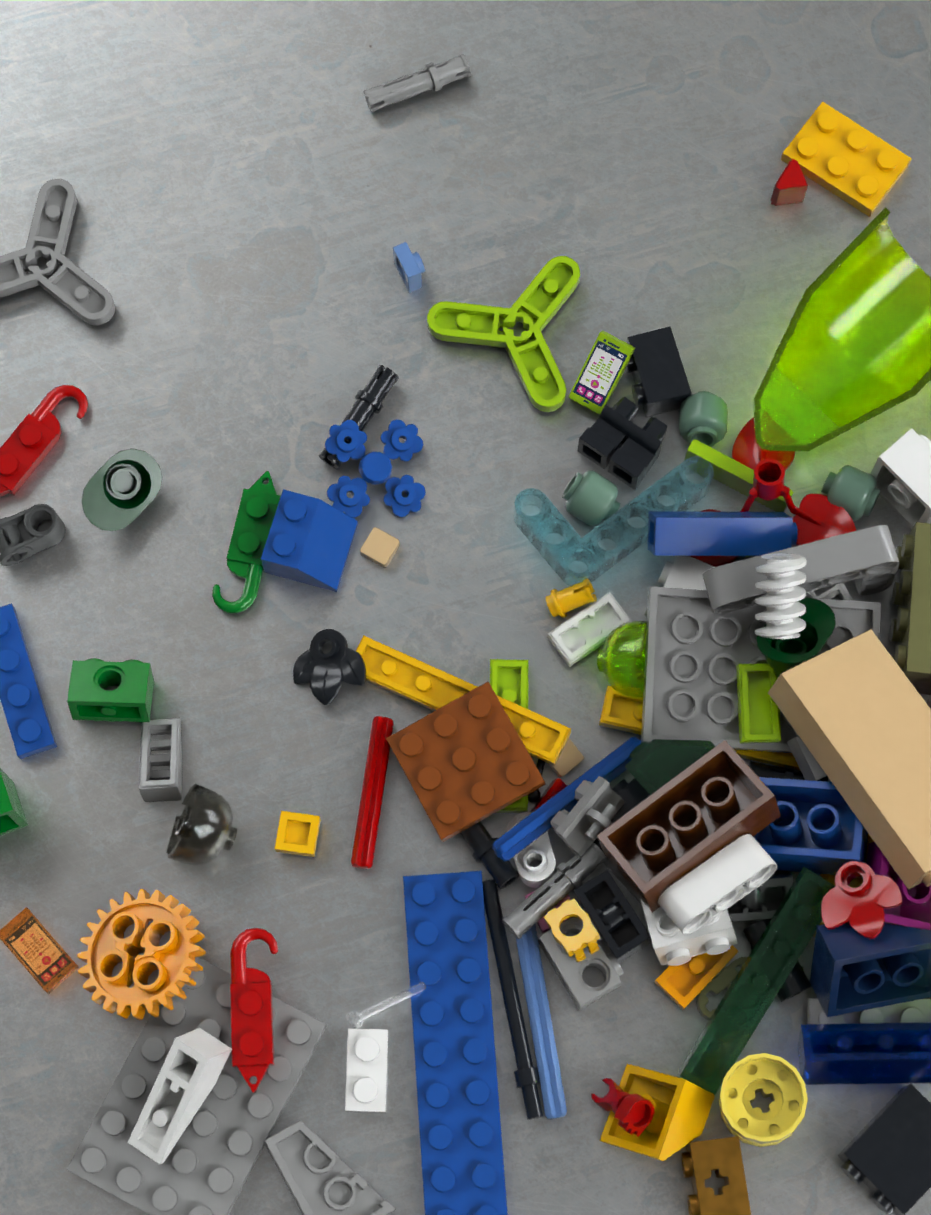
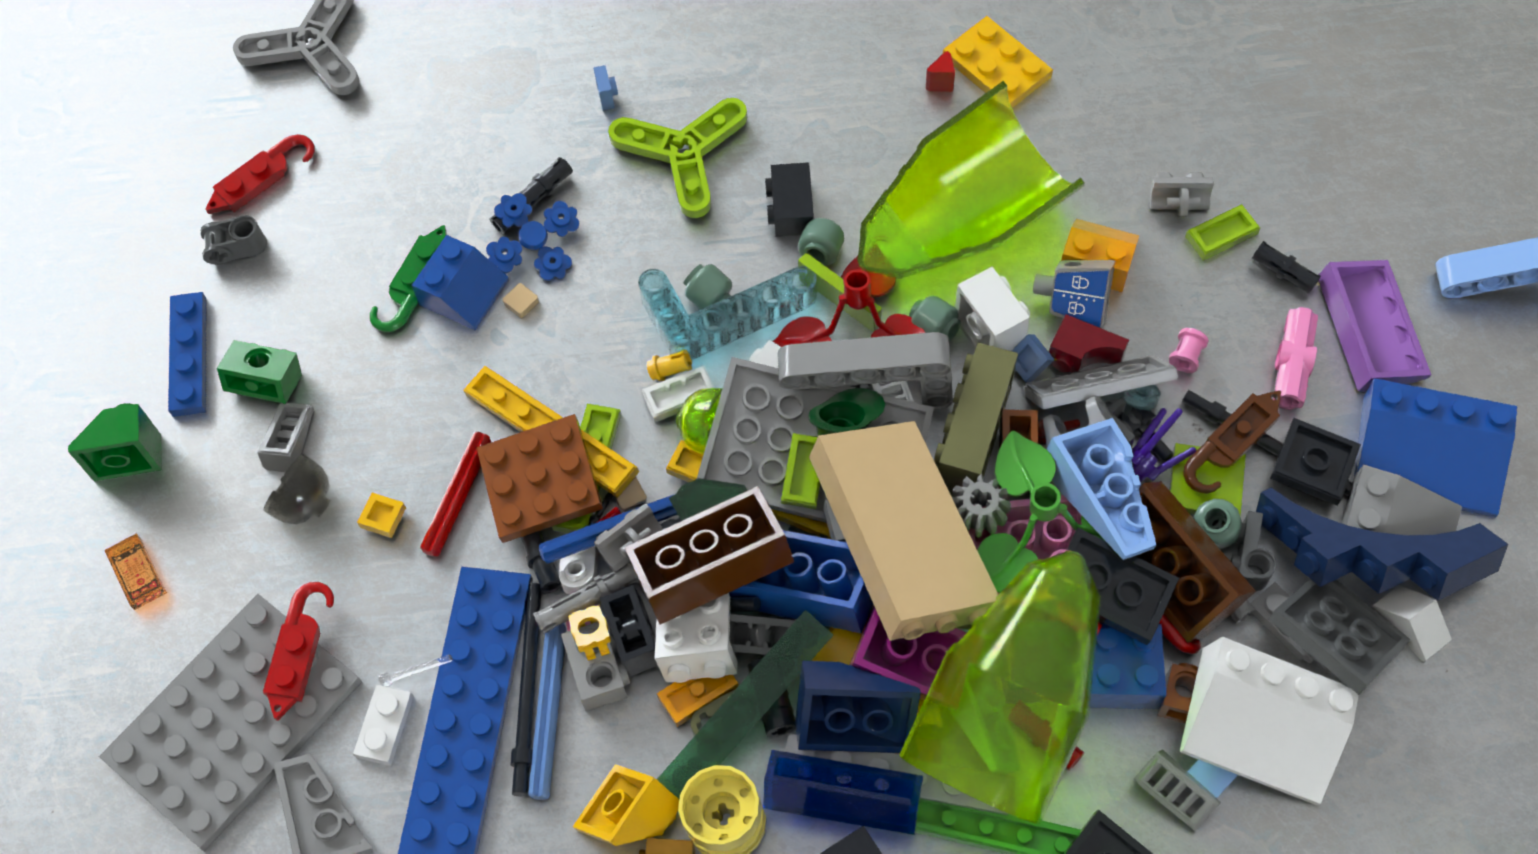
camera: 15 degrees right, 10 degrees down
(109, 947) = (217, 587): light orange gear -> none
(121, 489) = (315, 215): piece -> none
(178, 1092) = (209, 703): white slope -> none
(329, 670) = (444, 386): black plate -> none
(601, 372) = (742, 190): tile -> none
(622, 444) = (746, 251): black hips -> none
(630, 1109) = (599, 797): red piece -> none
(717, 884) = (720, 607): white beam -> none
(719, 533) = (801, 326): blue brick -> none
(781, 596) = (833, 373): white piece -> none
(859, 905) = (846, 646): red plate -> none

